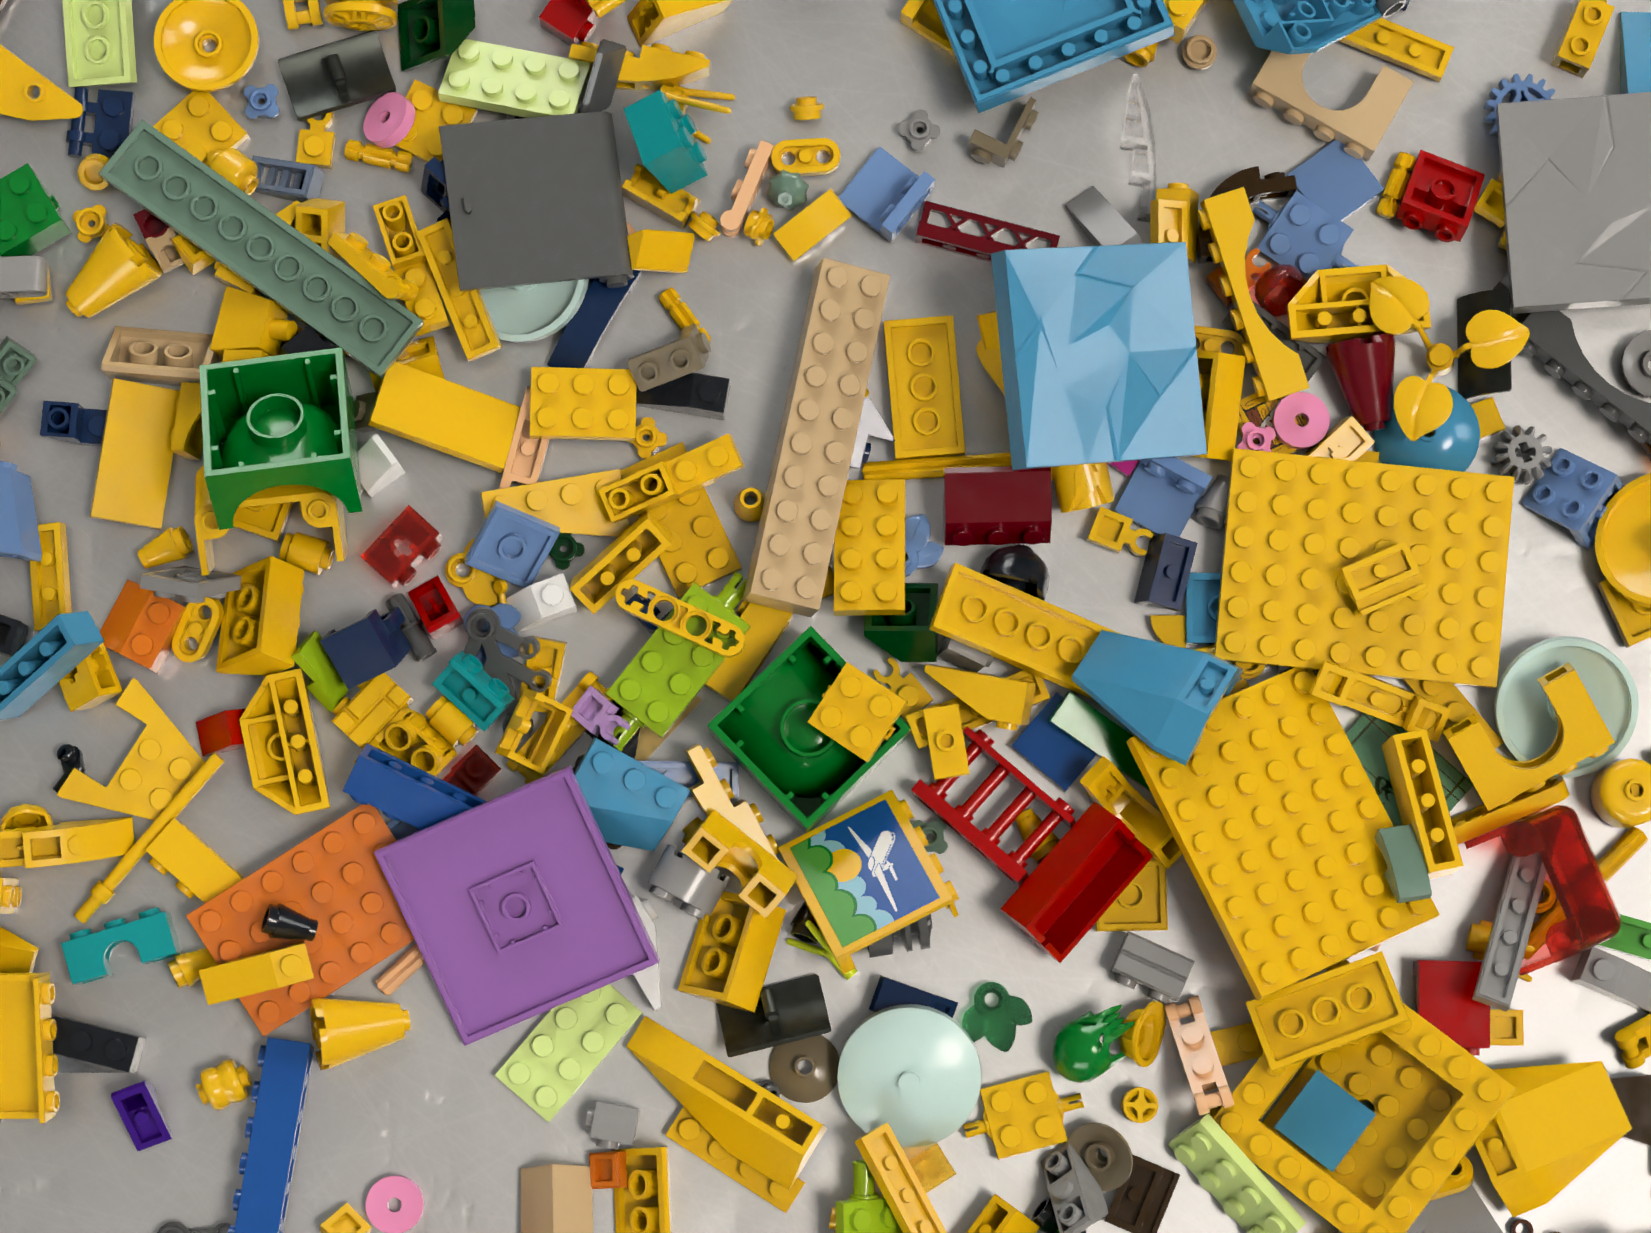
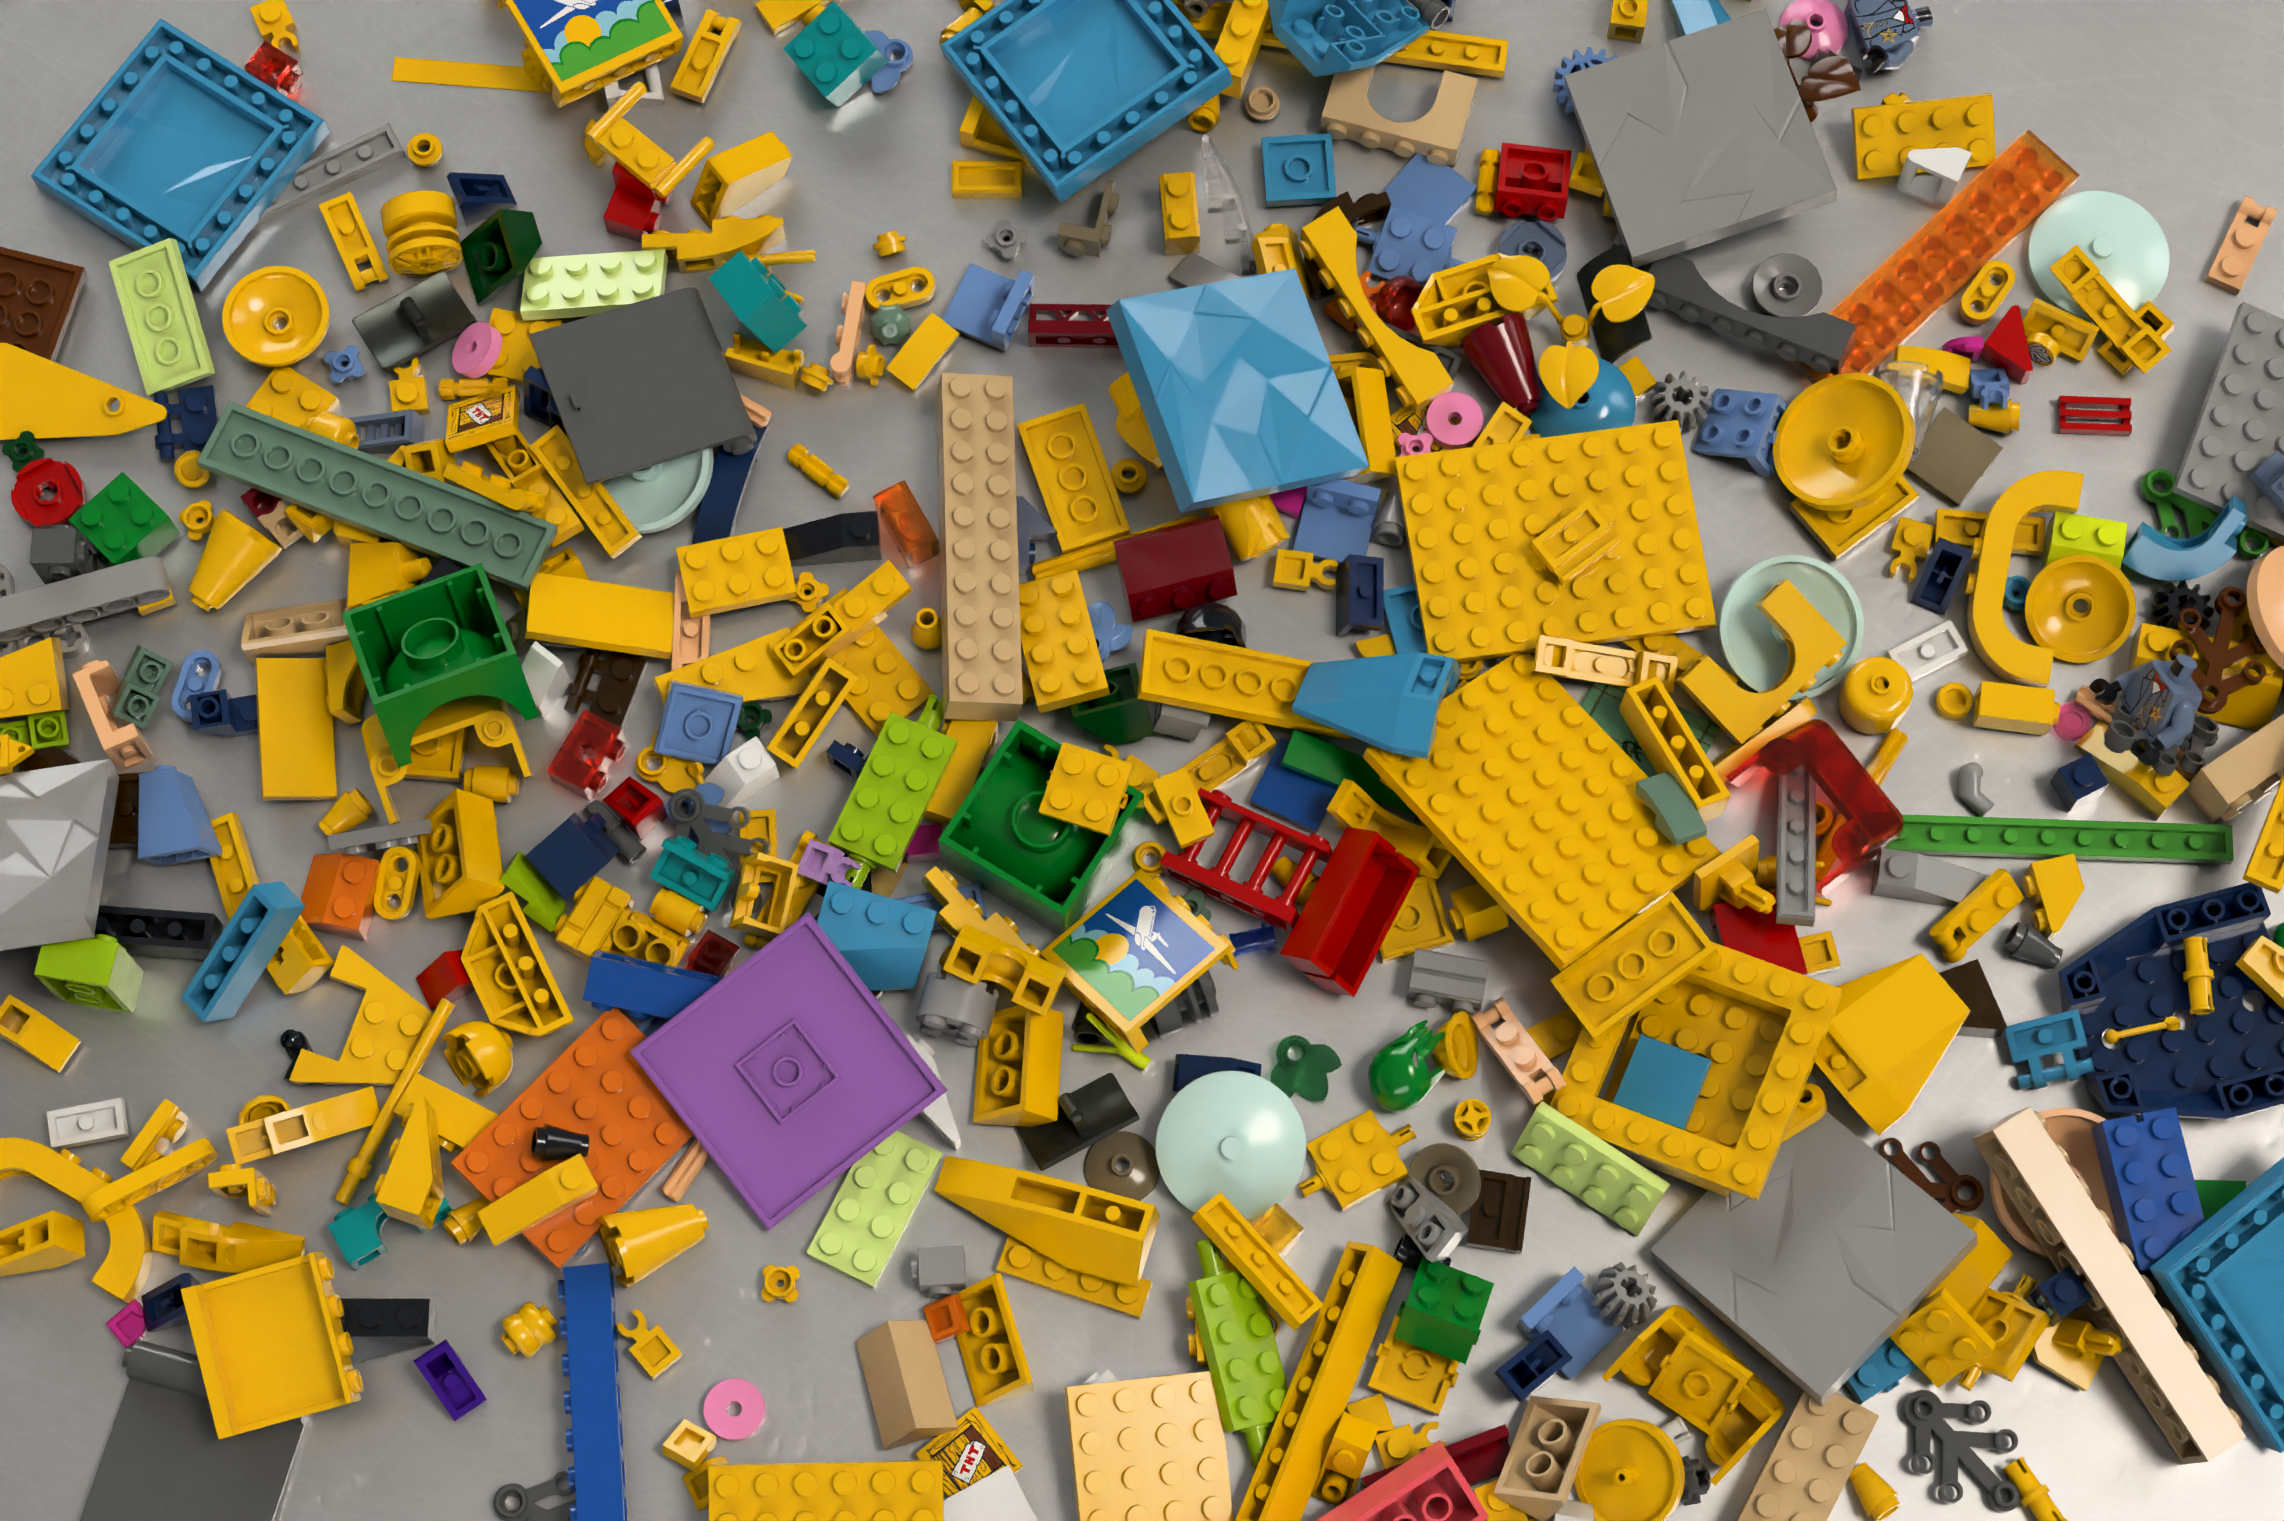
camera: 10 degrees left, 10 degrees down
(50, 386) = (191, 683): none -> medium blue plate
(152, 919) = (414, 1180): none -> yellow slope
(237, 814) = (479, 1055): none -> yellow cylinder
(334, 1129) = (652, 1348): none -> yellow plate
(378, 192) = (482, 419): none -> yellow tile
(444, 488) = (616, 689): none -> dark brown plate
(455, 1103) = (788, 1276): none -> yellow plate
(603, 76) = (681, 254): dark grey slope -> none
(660, 250) = (778, 407): yellow slope -> none
(671, 360) = (813, 507): dark tan bracket -> none
(678, 622) = (883, 752): yellow beam -> none
(699, 711) = (925, 844): none -> dark pink slope
(755, 395) = (906, 524): none -> clear orange brick
(895, 770) = (1146, 849): none -> yellow plate
(916, 63) = (987, 179): none -> yellow tile
(977, 408) = (1128, 485): none -> yellow plate
(980, 881) = (1253, 940): none -> clear blue pin
(992, 696) = (1221, 750): yellow slope -> none
(1091, 146) = (1179, 213): none -> yellow brick
(1191, 910) = (1476, 912): none -> yellow brick
(1217, 129) = (1298, 170): none -> dark azure plate
(1428, 251) = (1540, 236): none -> sand blue plate
(1443, 943) = (1732, 880): none -> yellow piece

